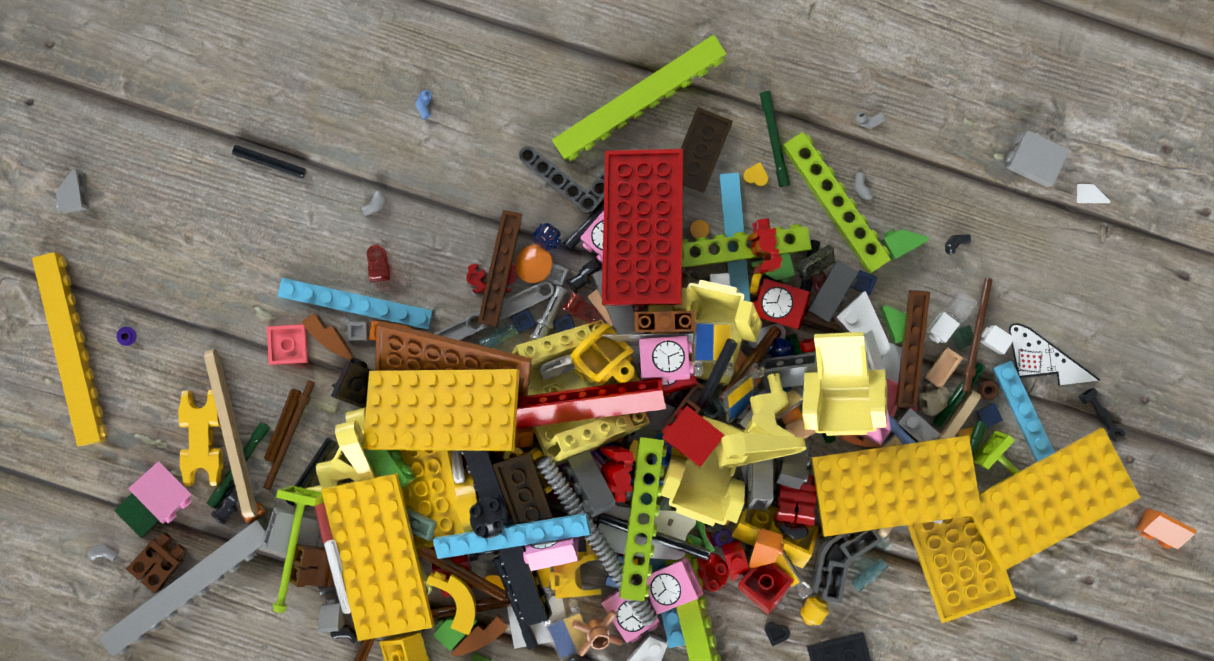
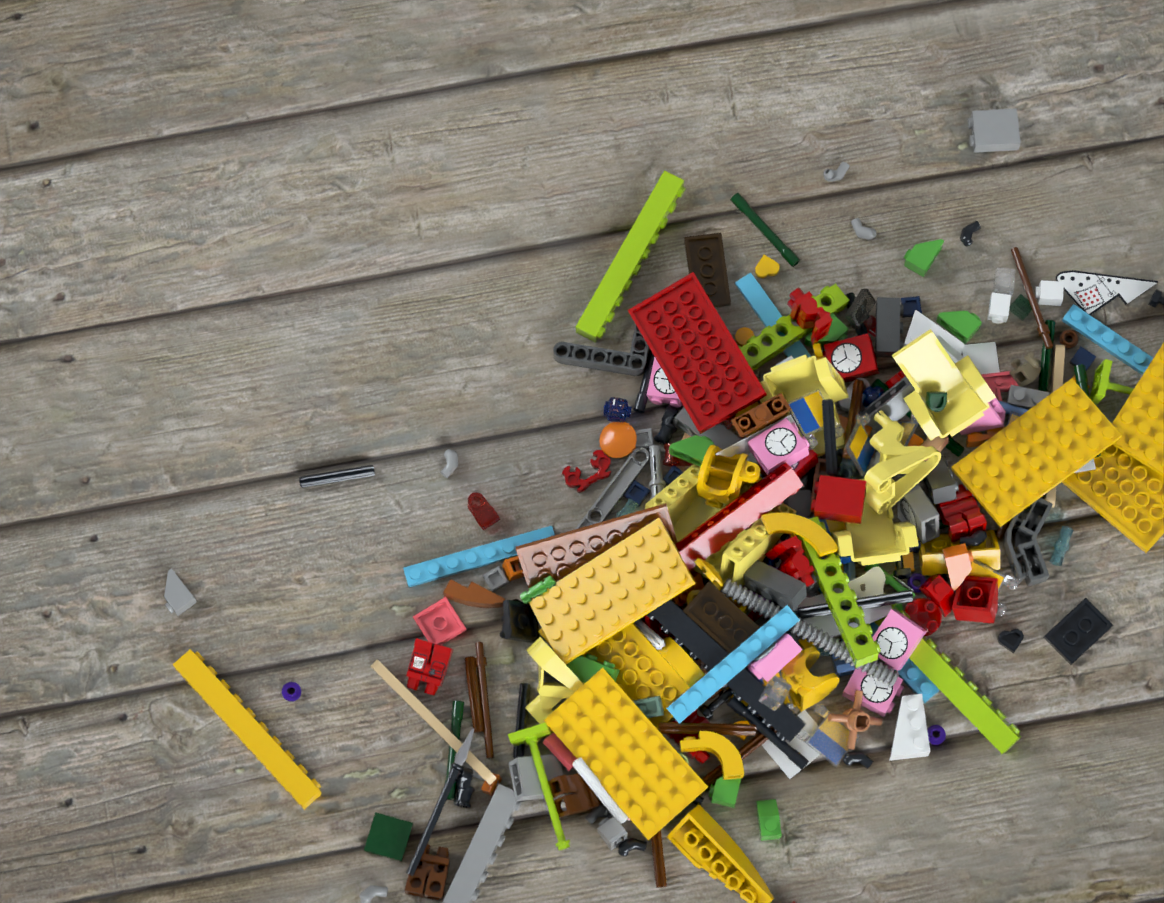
camera: 30 degrees left, 15 degrees down
(161, 493) = (399, 808): bright pink brick -> none
(201, 447) = (400, 730): yellow piece -> none
(219, 492) = (460, 758): none -> black piece
(254, 379) = (425, 670): none -> red hips
(382, 367) = (537, 589): none -> bright green axle
(422, 103) = (444, 357): medium blue arm -> none
(481, 636) = (754, 780): dark orange slope -> none
(488, 518) = (704, 658): black dish -> none
(500, 268) = (592, 457): reddish brown plate -> none
(534, 583) = (775, 693): none -> clear brick
(537, 444) = (710, 572): none -> yellow dish
(557, 367) = (690, 510): white piece -> none
(591, 314) = (691, 449): none -> bright green slope
(643, 445) = (801, 526): none -> yellow tile
(814, 610) = (1031, 600): yellow head -> none
(825, 198) = (851, 262): lime brick -> none
(832, 395) = (936, 401): none -> dark green tile
(912, 348) = (983, 334): reddish brown plate -> none
(943, 367) = (1019, 340): light nougat tile -> none
(1090, 194) = (1057, 137): white sticker -> none

